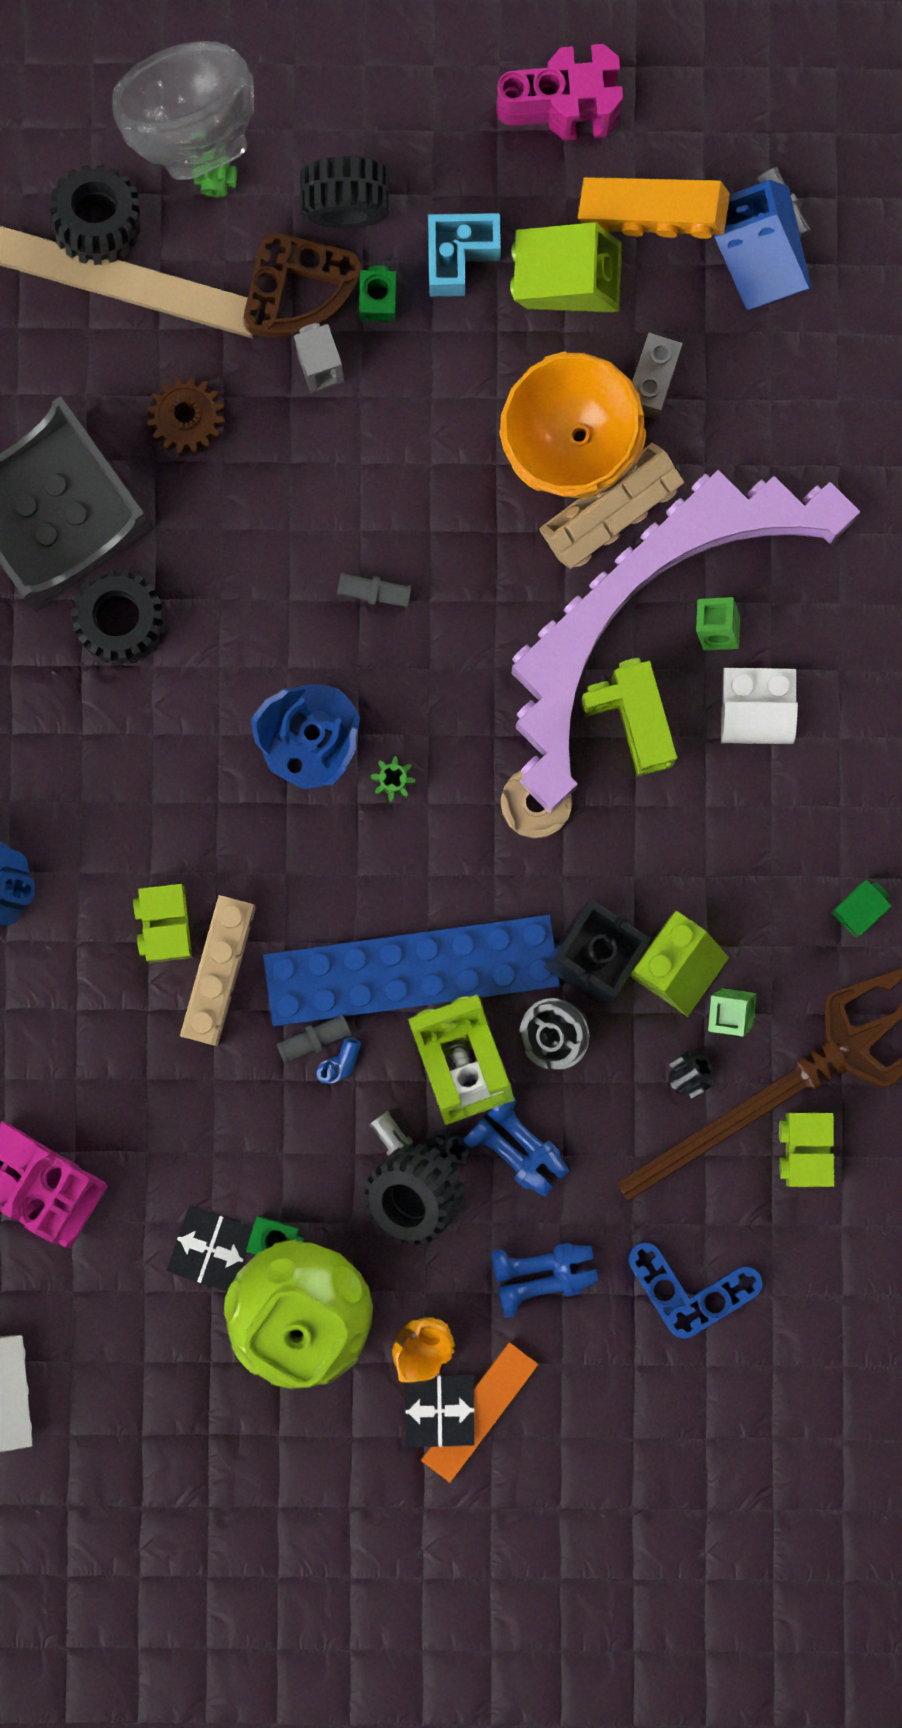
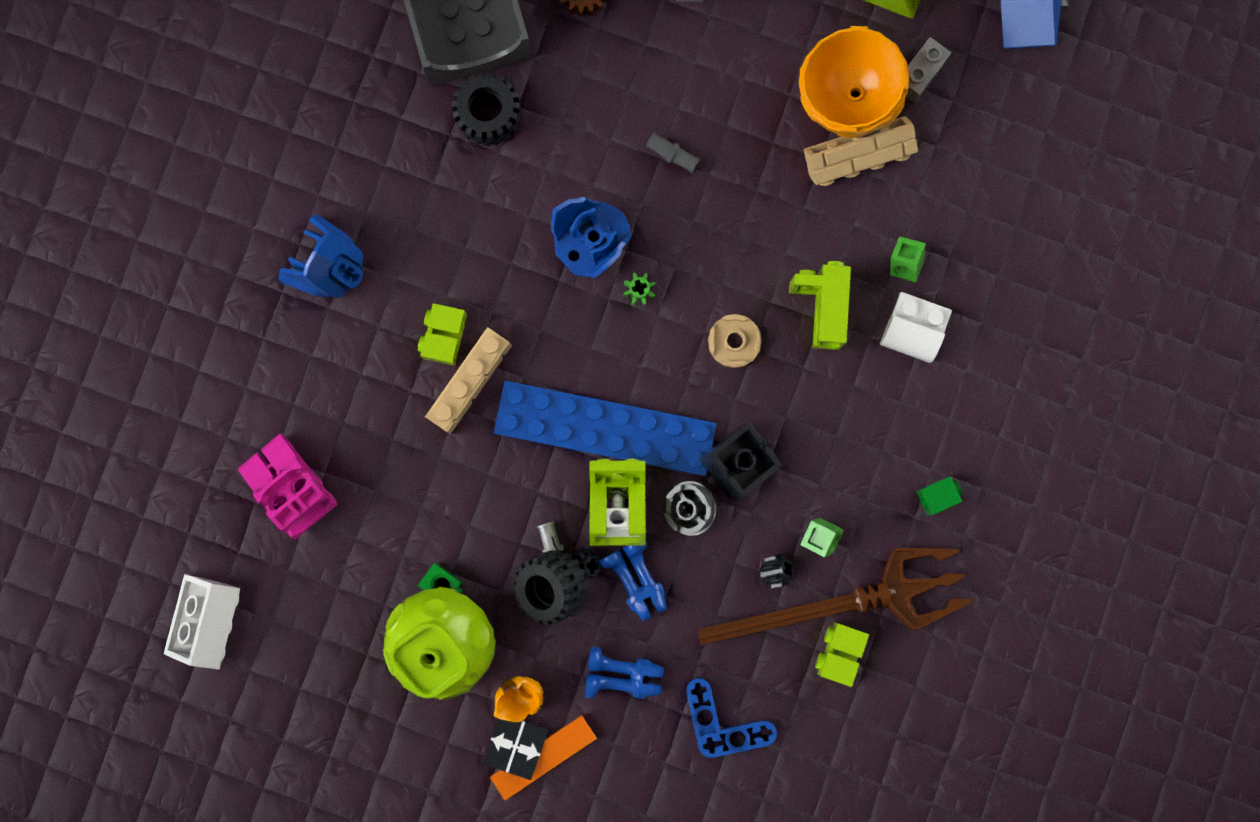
camera: 20 degrees right, 0 degrees up
(209, 1248) = (394, 574): black sticker -> none
(313, 1039) = (519, 452): dark grey pin -> none
(341, 1064) = (532, 477): blue arm -> none
(680, 963) = (797, 489): lime slope -> none
(708, 518) = (925, 183): lavender arch -> none

